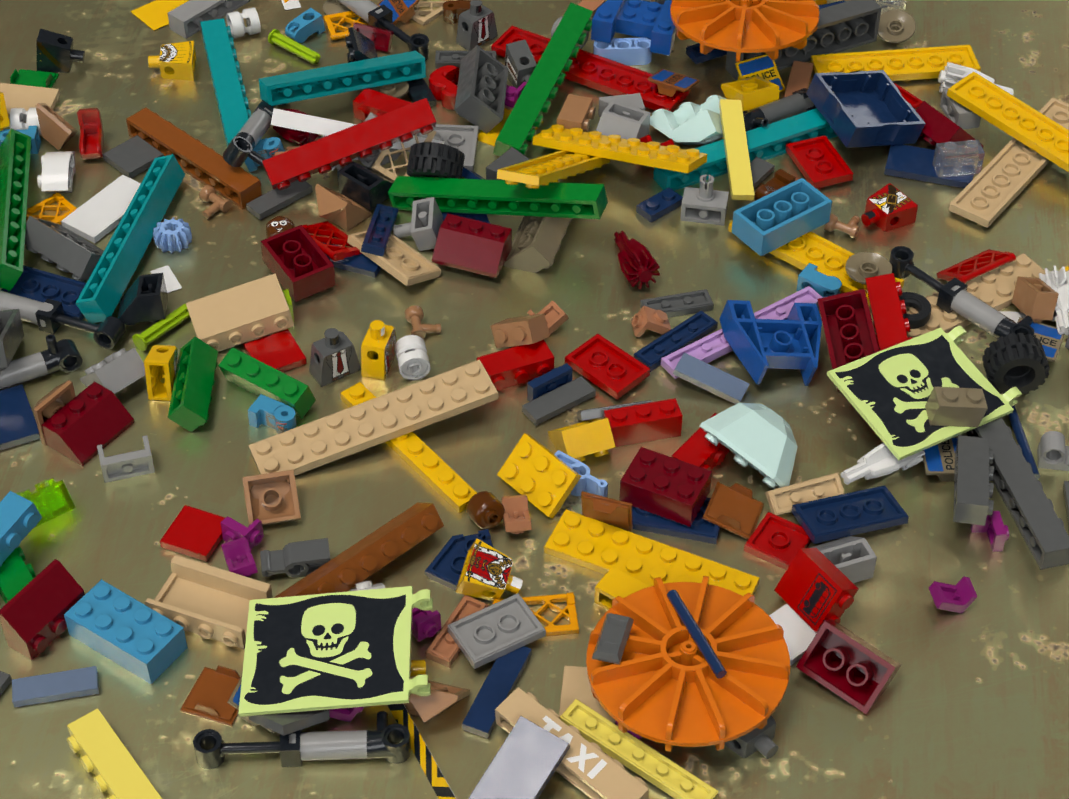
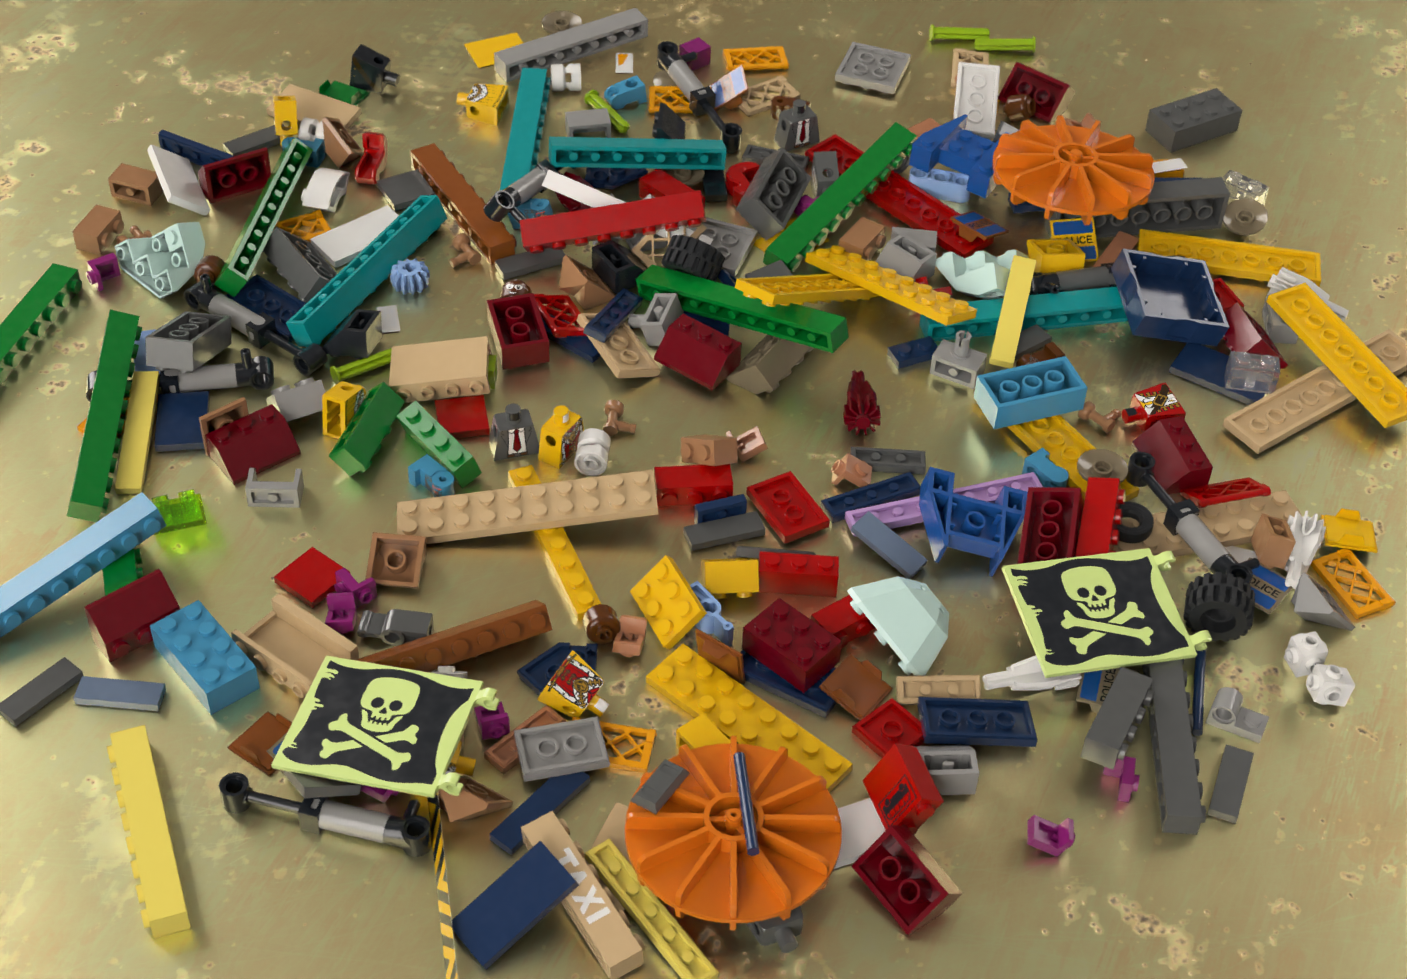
camera: 15 degrees right, 0 degrees up
(281, 59) = (587, 121): none -> light grey panel
(324, 105) = (612, 177): none -> dark blue tile
(381, 37) = (695, 120): dark red hinge -> none
(819, 162) = (1101, 344): red plate -> none
(930, 244) = (1177, 455): none -> dark red slope
(956, 406) = (1127, 636): dark tan brick -> none

